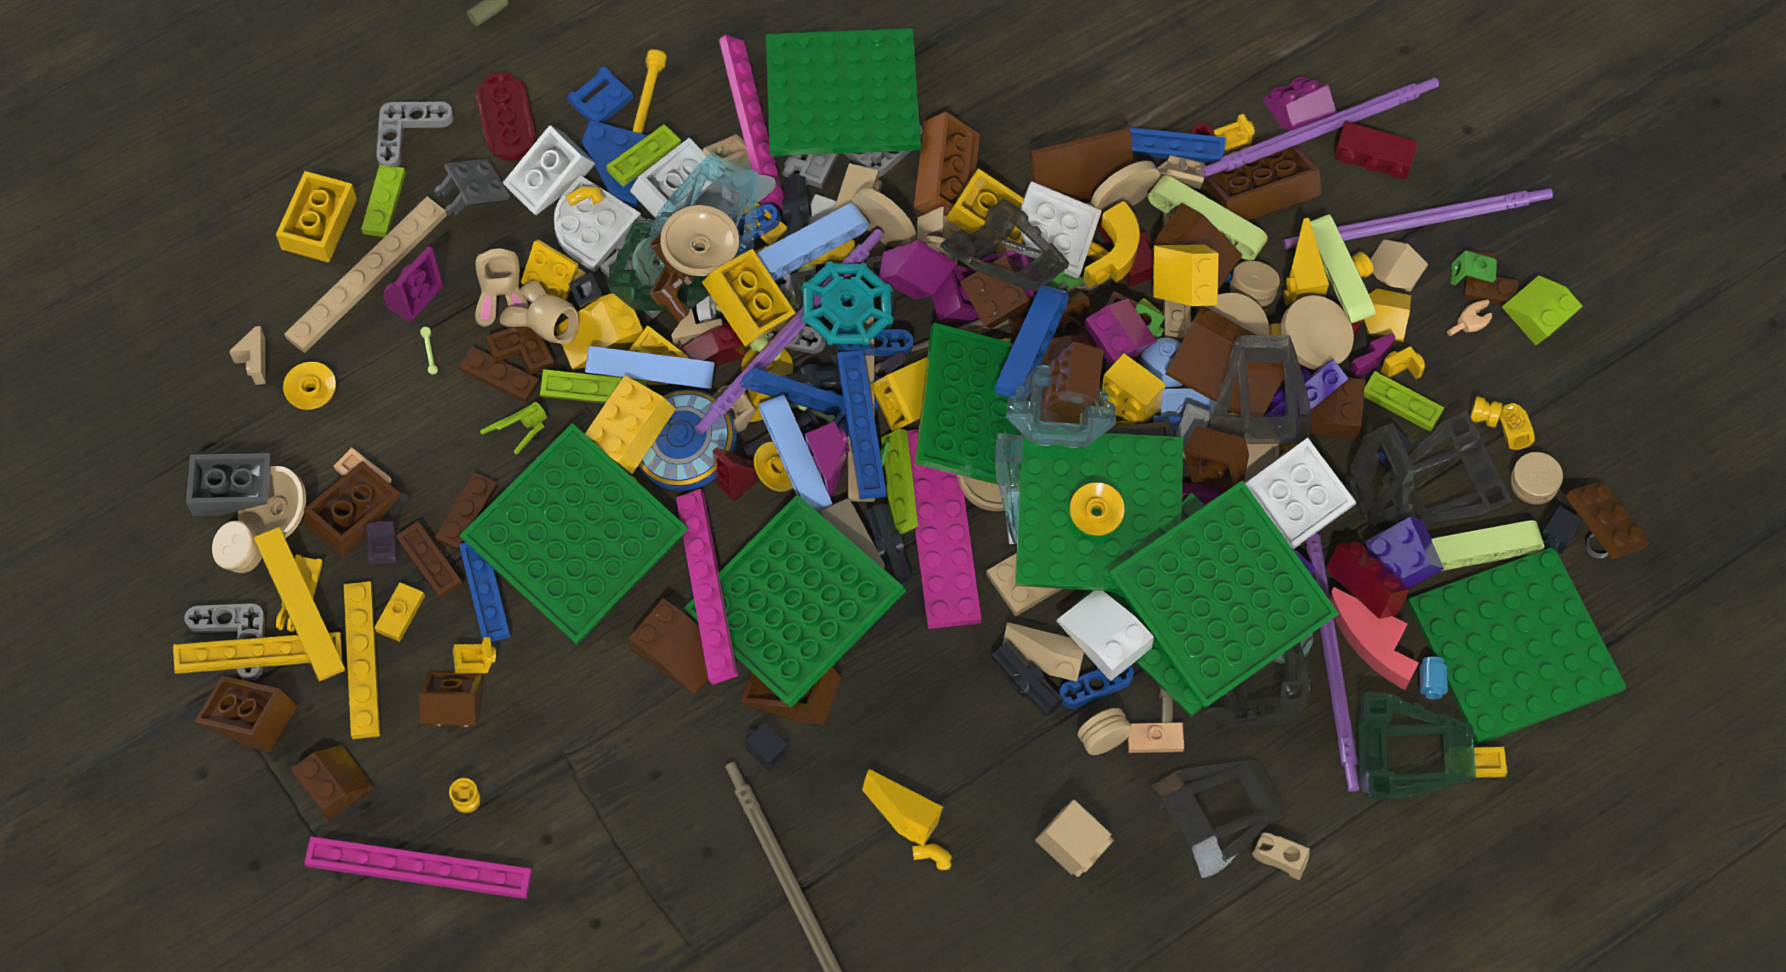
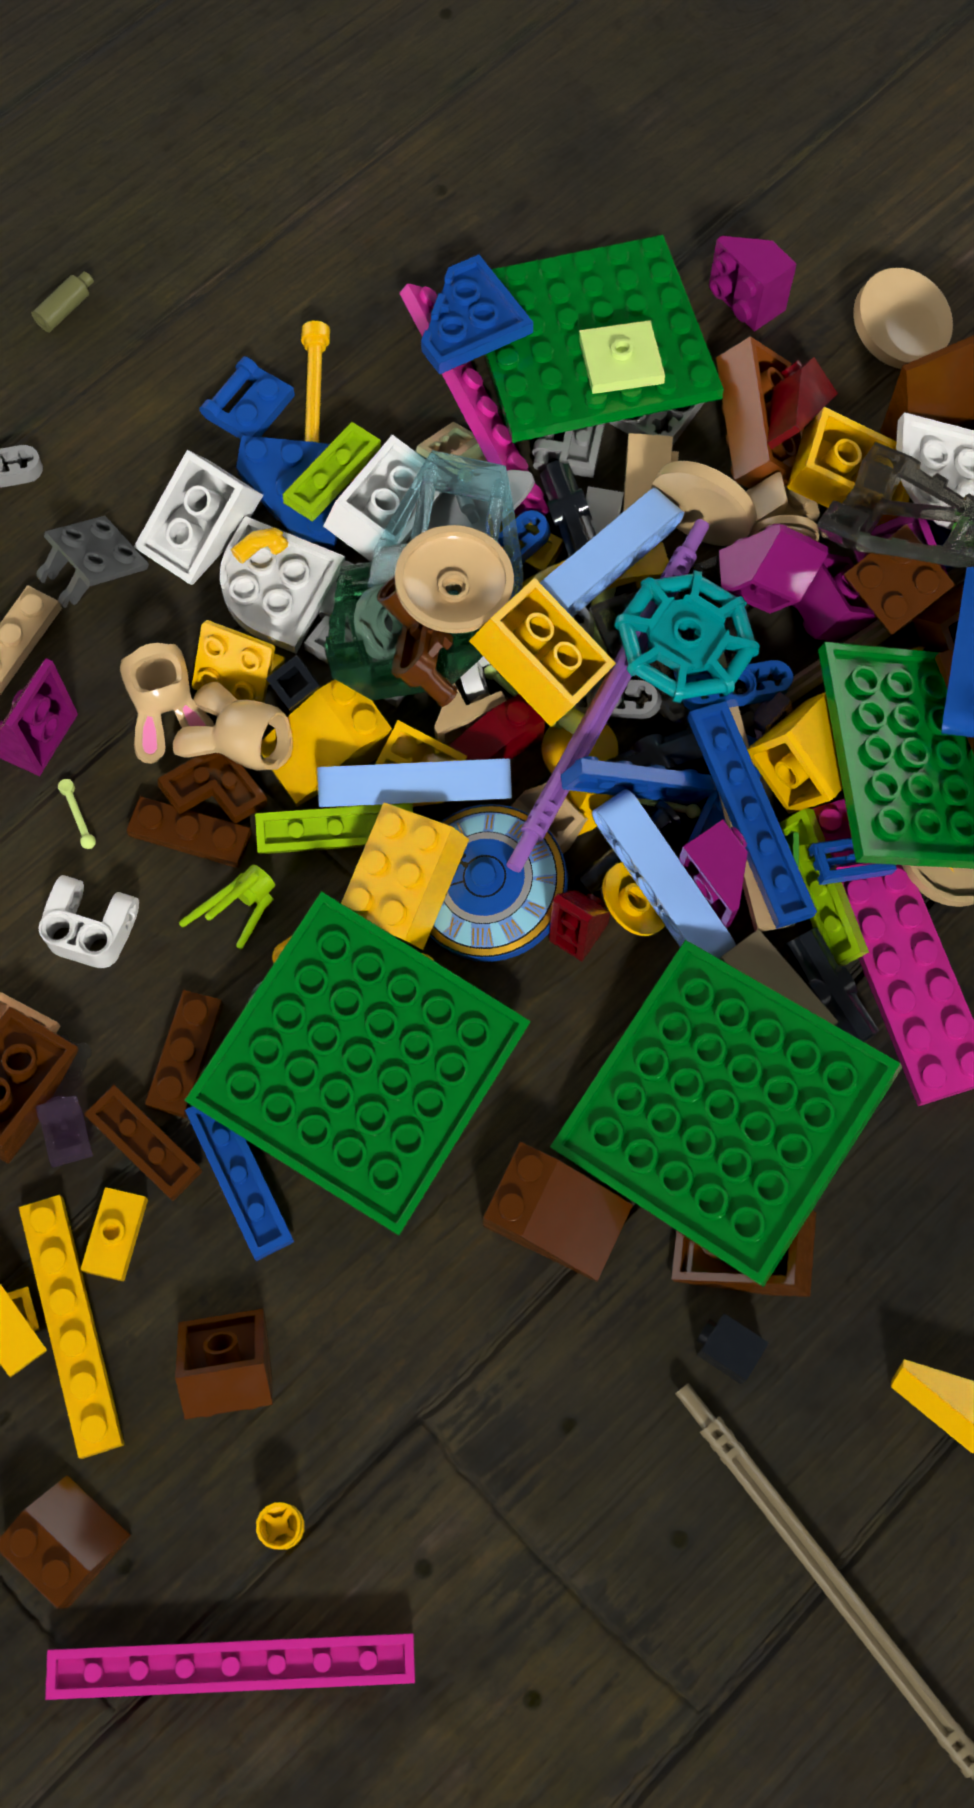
camera: 10 degrees left, 5 degrees up
(418, 424) = (83, 932): none -> white piece
(474, 657) = (246, 1289): yellow bracket -> none
(505, 116) = (118, 451): dark red tile -> none
(707, 587) = (582, 1113): dark pink plate -> none
(761, 66) = (472, 317): none -> blue plate
(855, 111) = (621, 357): none -> yellowish green plate
(907, 471) = (829, 876): none -> blue tile
(962, 71) = (752, 278): none -> magenta slope
(968, 158) = (798, 399): none -> dark red slope
(1060, 113) = (902, 316): none -> tan piece

